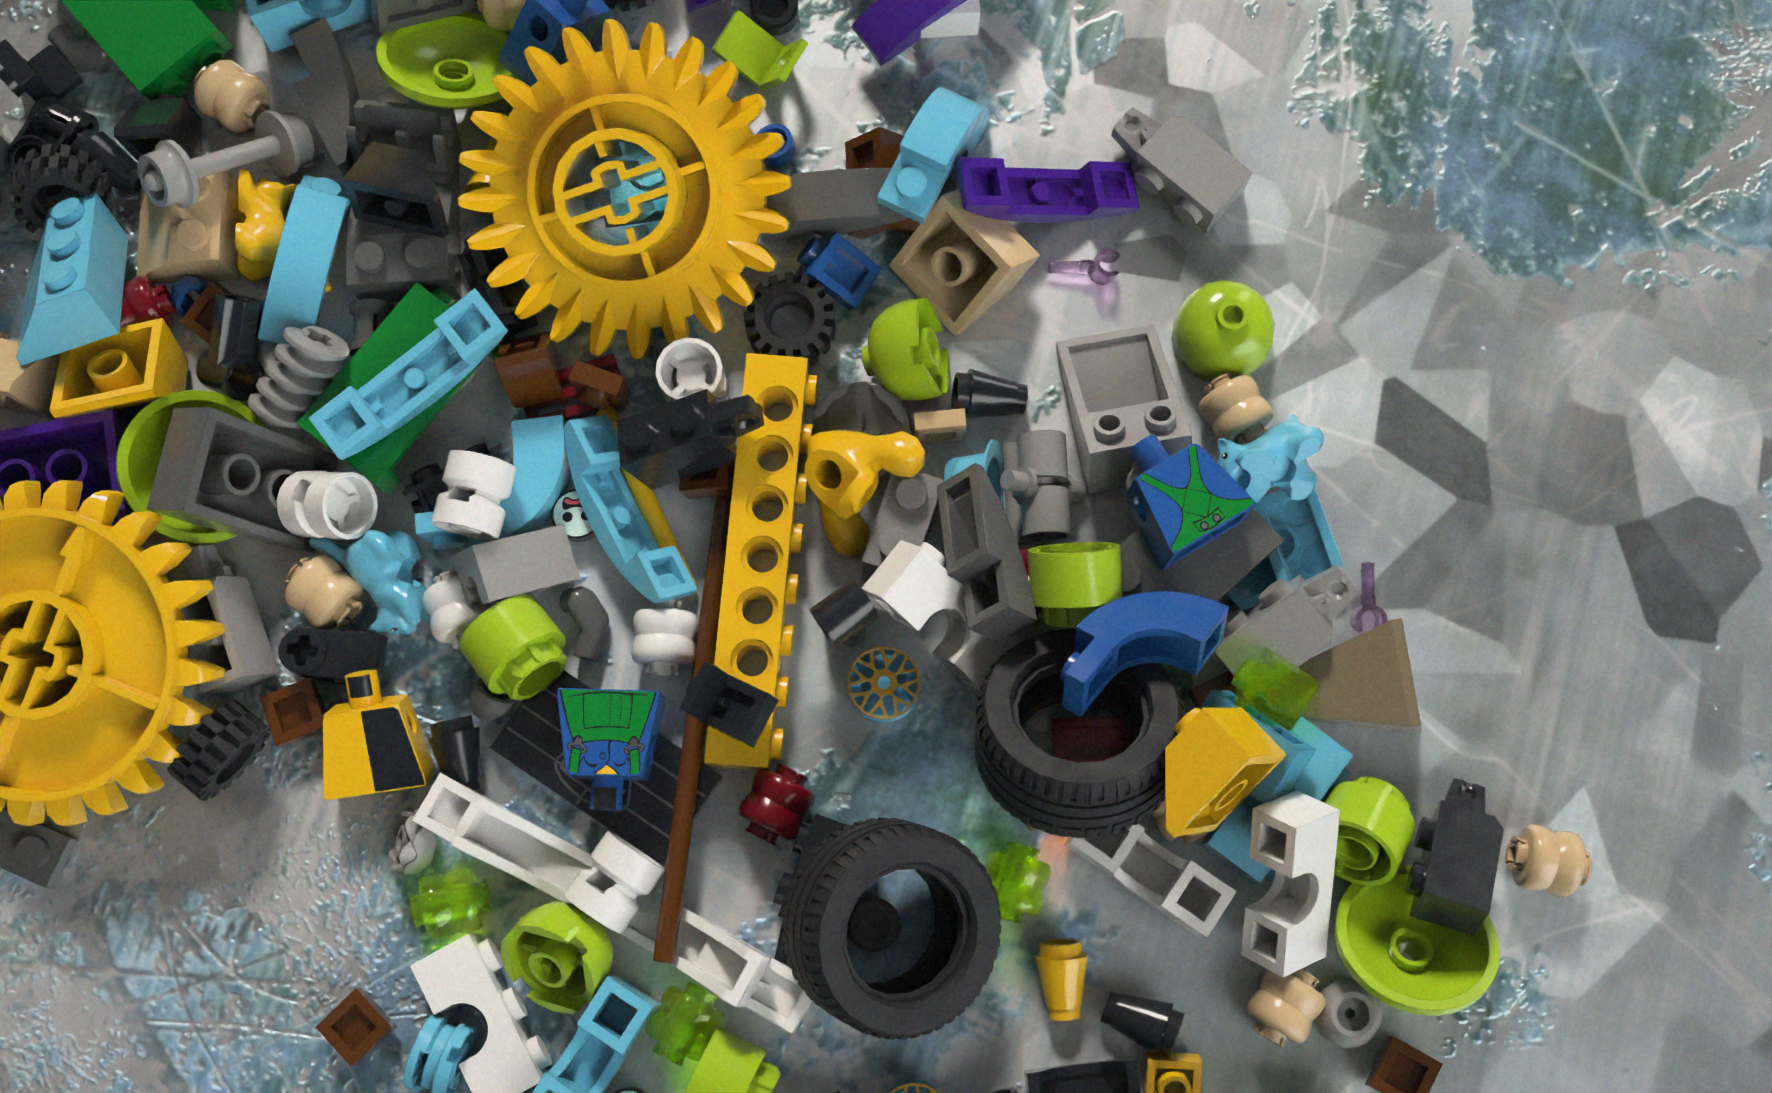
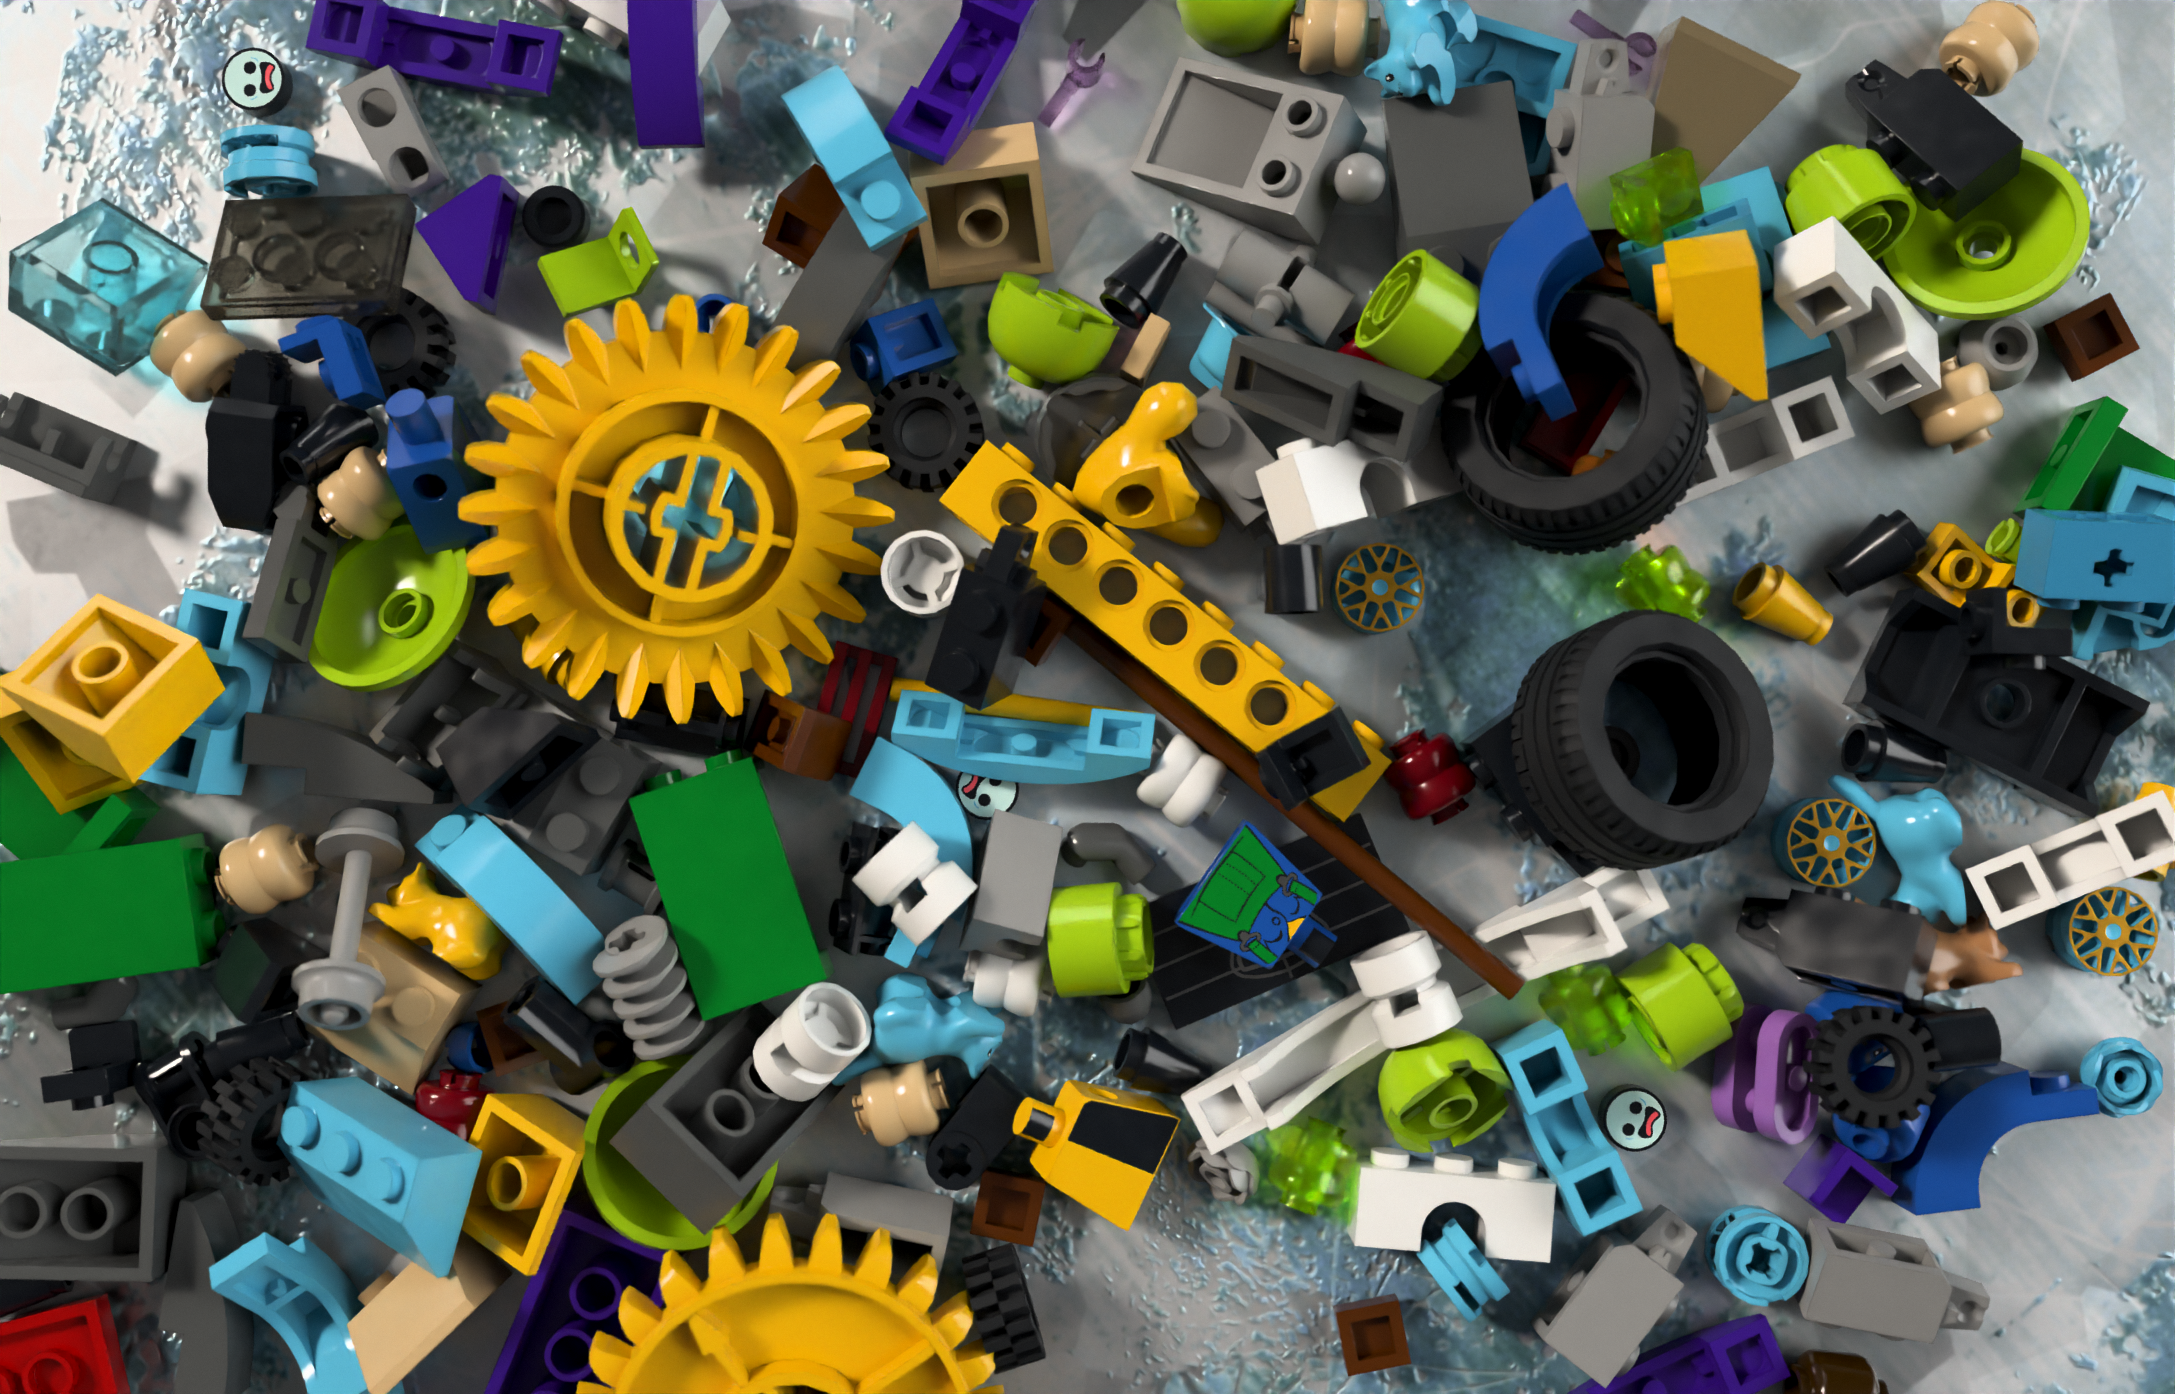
camera: 55 degrees left, 10 degrees up
(413, 381) = (741, 869): medium azure slope -> none
(599, 387) = (871, 679): reddish brown plate -> none
(1182, 499) = (1412, 153): blue torso -> none

